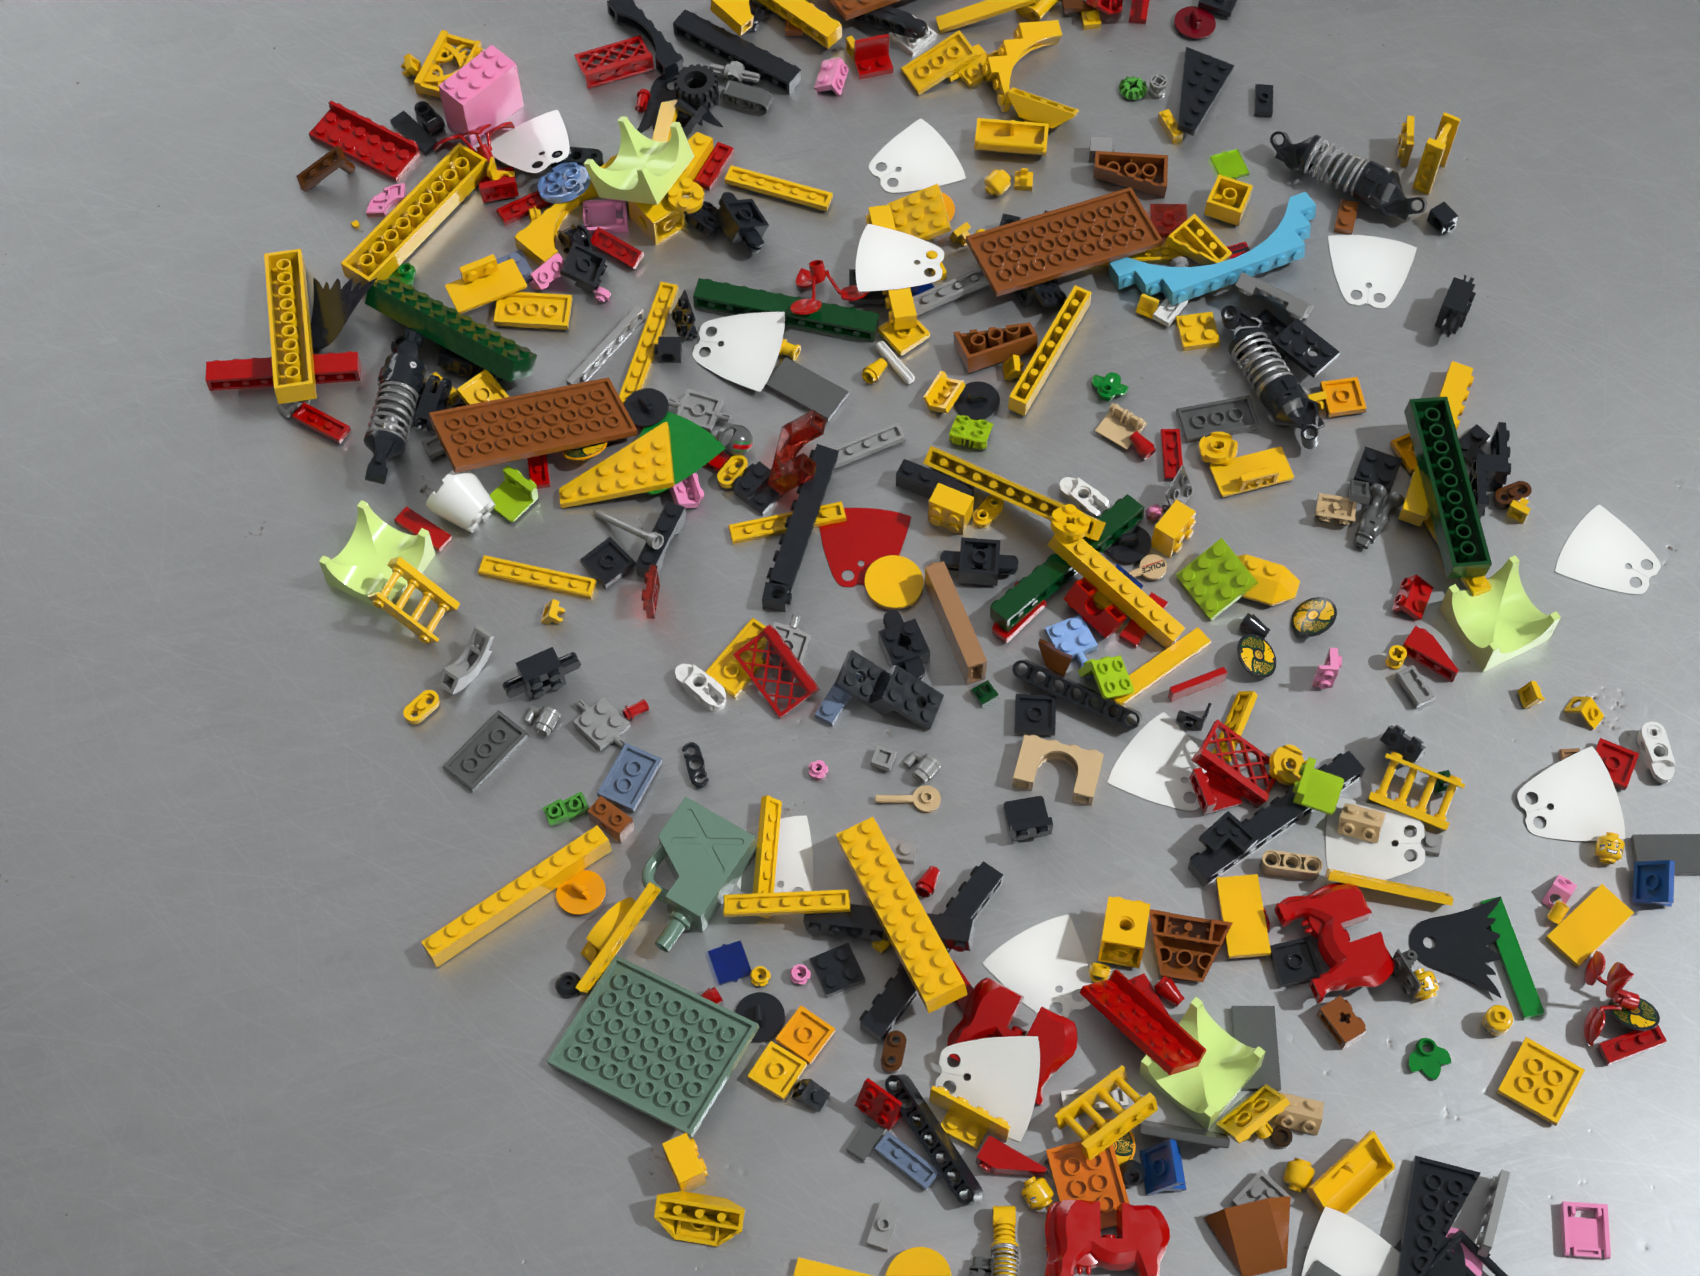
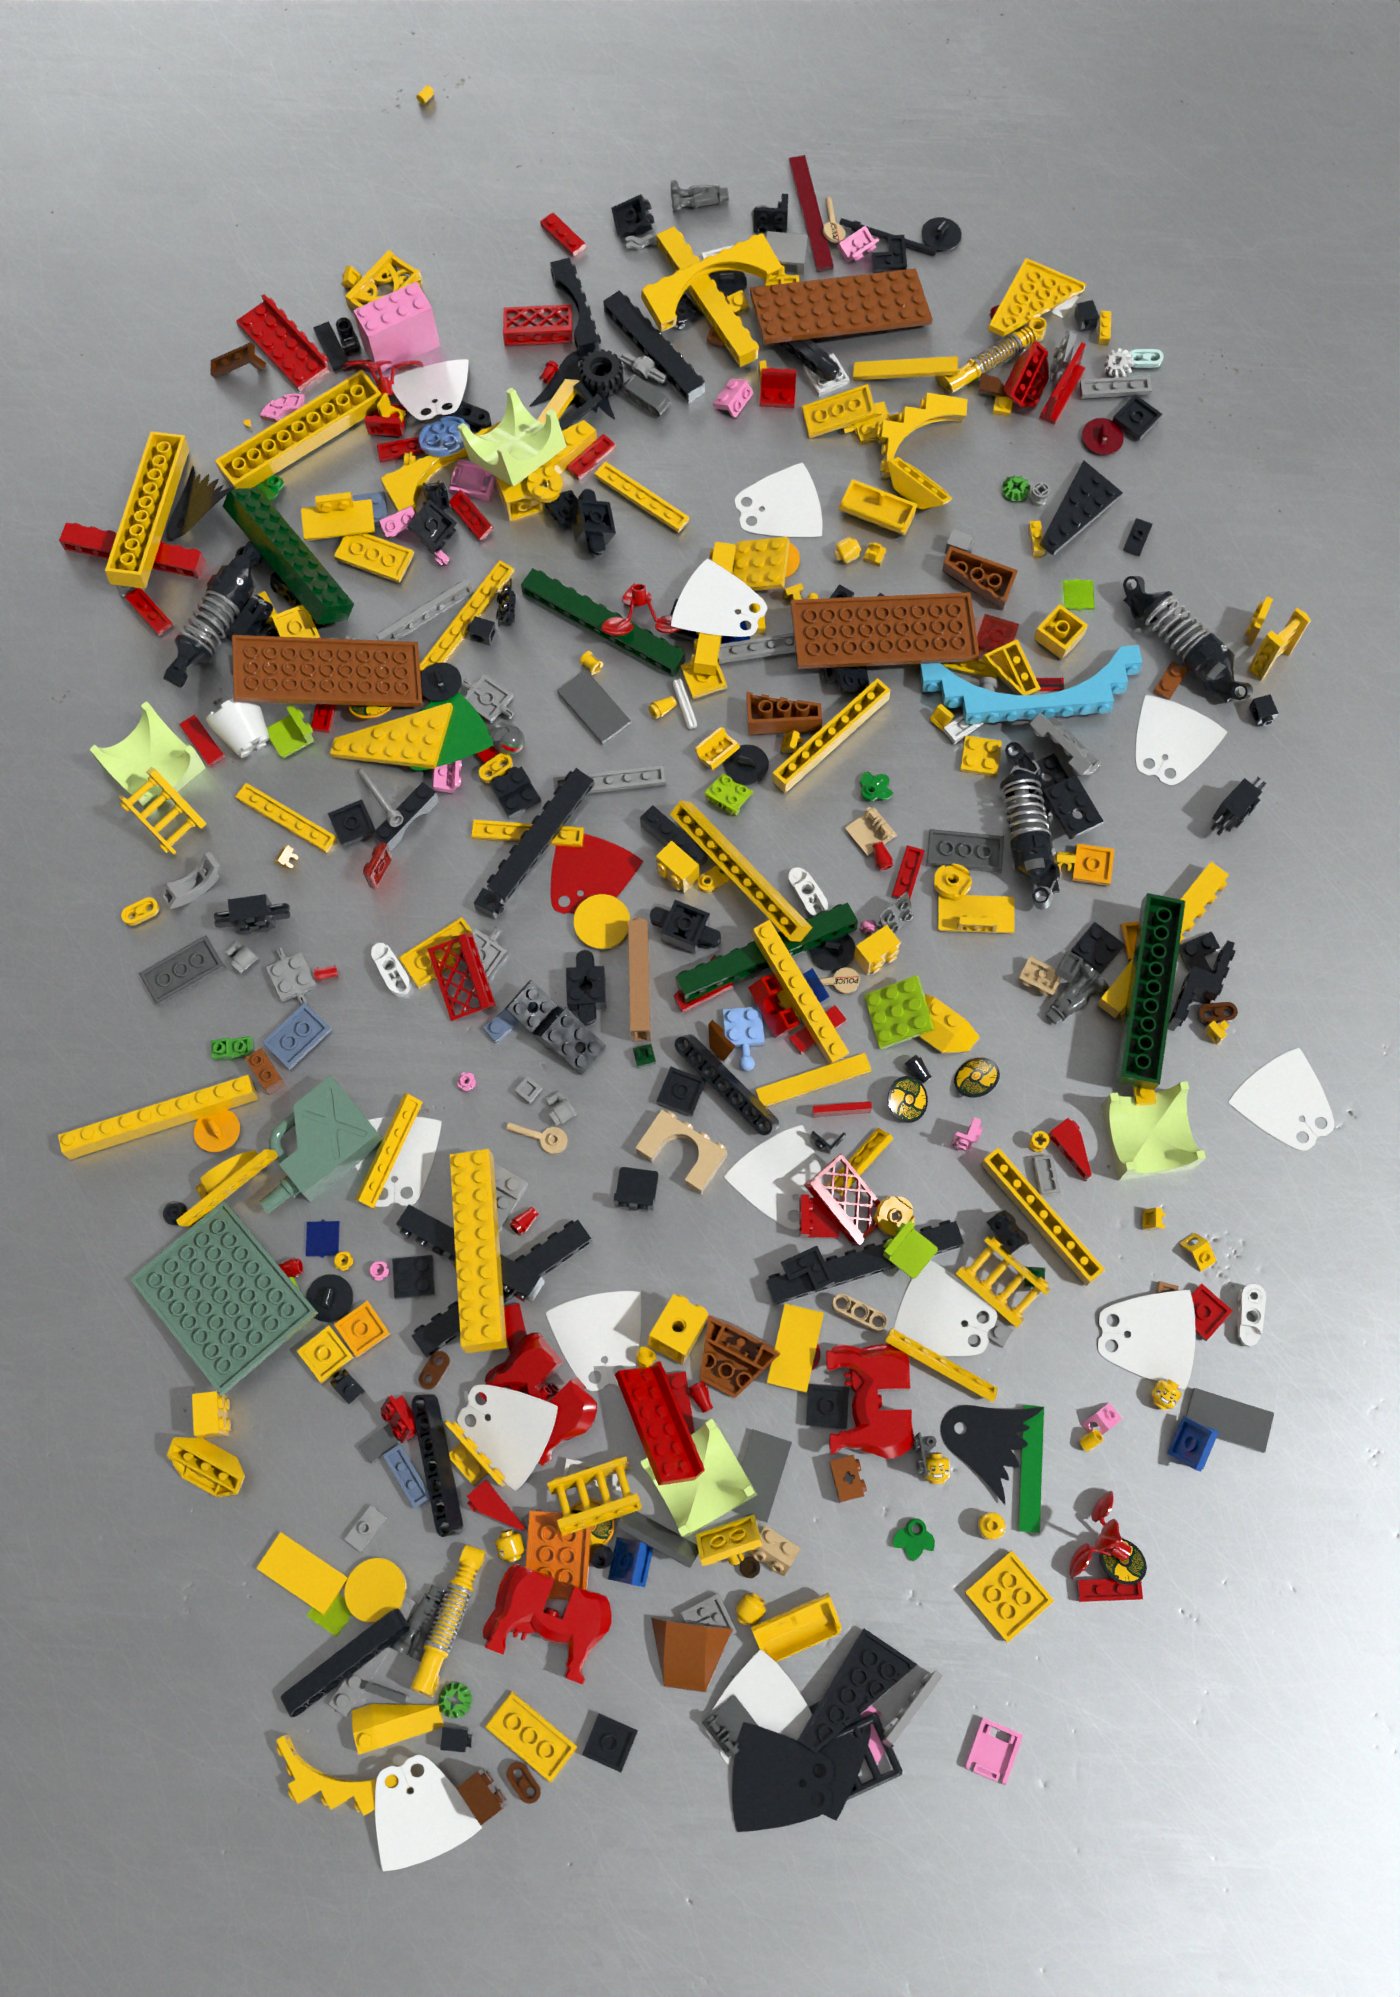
camera: 20 degrees right, 10 degrees up
(694, 773) = (354, 1050): black piece -> none
(748, 350) = (554, 652): white piece -> none
(786, 903) = (386, 1203): yellow tile -> none
(787, 468) = (542, 784): clear red arch -> none
(1078, 523) = (779, 914): yellow plate -> none
(1110, 676) = (760, 1078): lime bracket -> none
(1361, 822) = (940, 1293): tan bracket -> none
(1413, 596) = (1079, 1086): red bracket -> none
(1428, 722) = (1042, 1216): none -> yellow brick
(1589, 925) = (1117, 1462): yellow tile -> none

